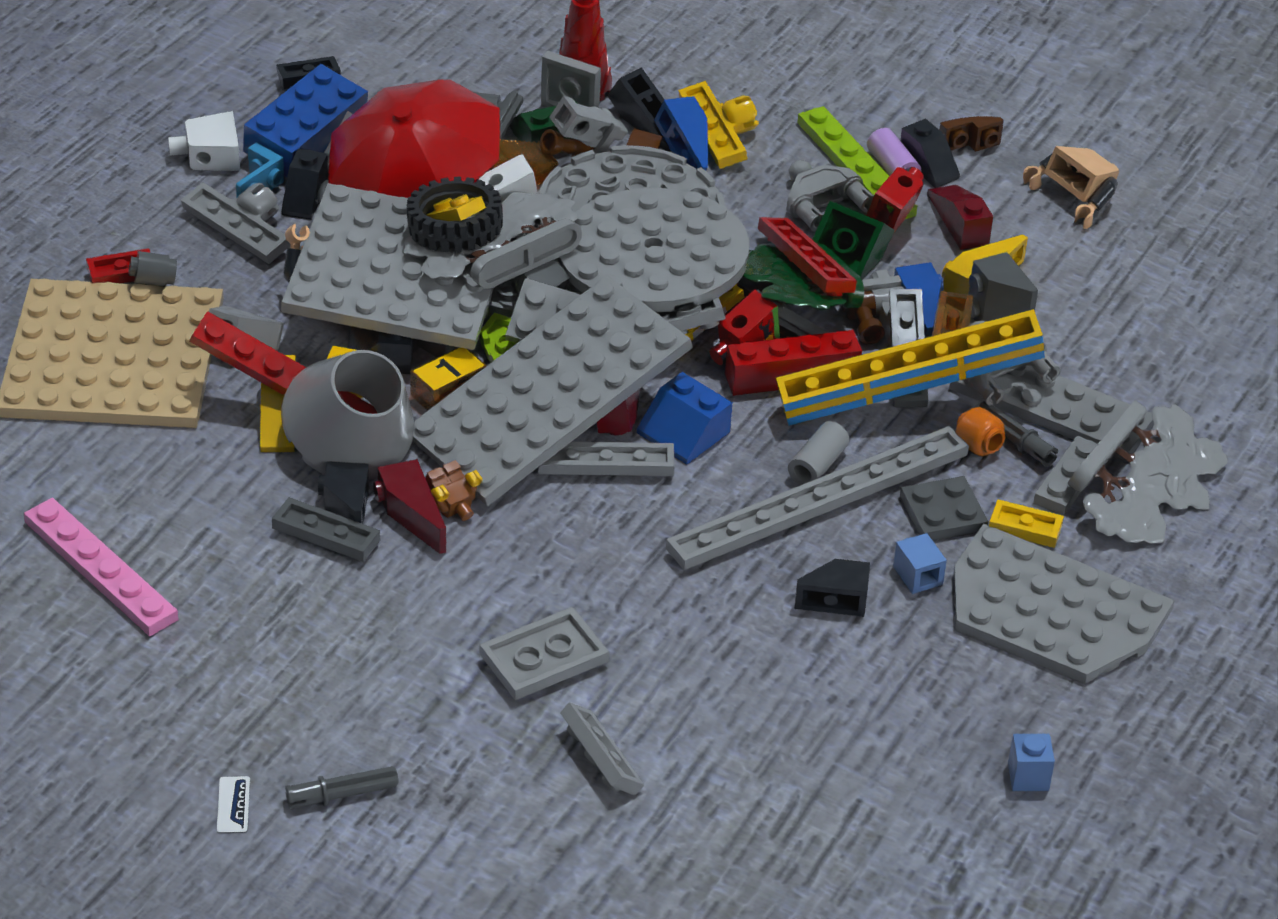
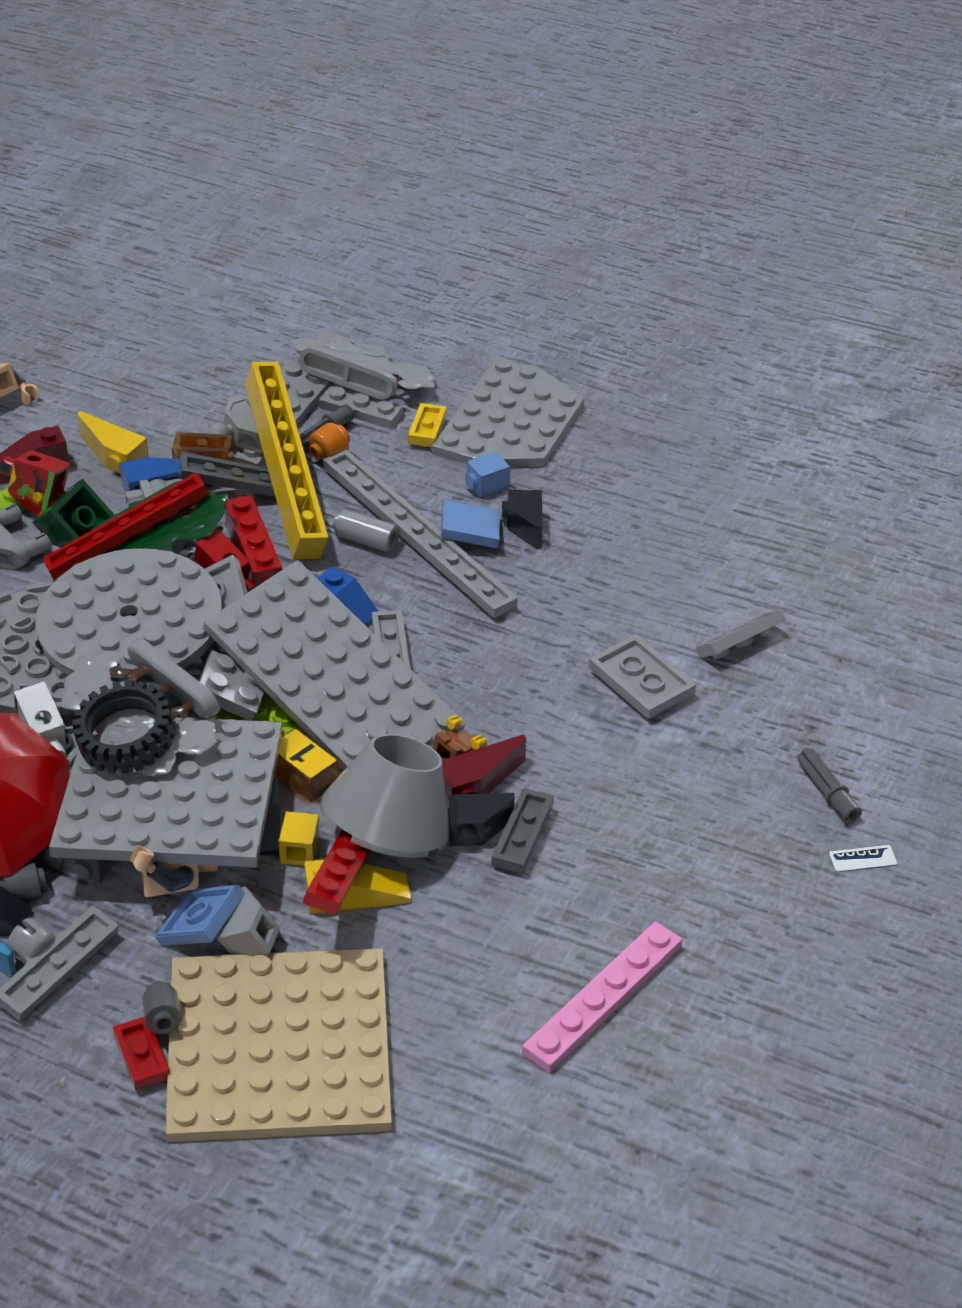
camera: 95 degrees left, 0 degrees up
(254, 299) = (200, 915): none -> medium blue tile
(457, 209) = (128, 717): yellow plate -> none
(822, 534) = (470, 524): none -> medium blue tile
(943, 508) = (413, 469): dark grey plate -> none
(1000, 288) = (160, 419): dark grey slope -> none
(1031, 762) = (685, 419): medium blue brick -> none

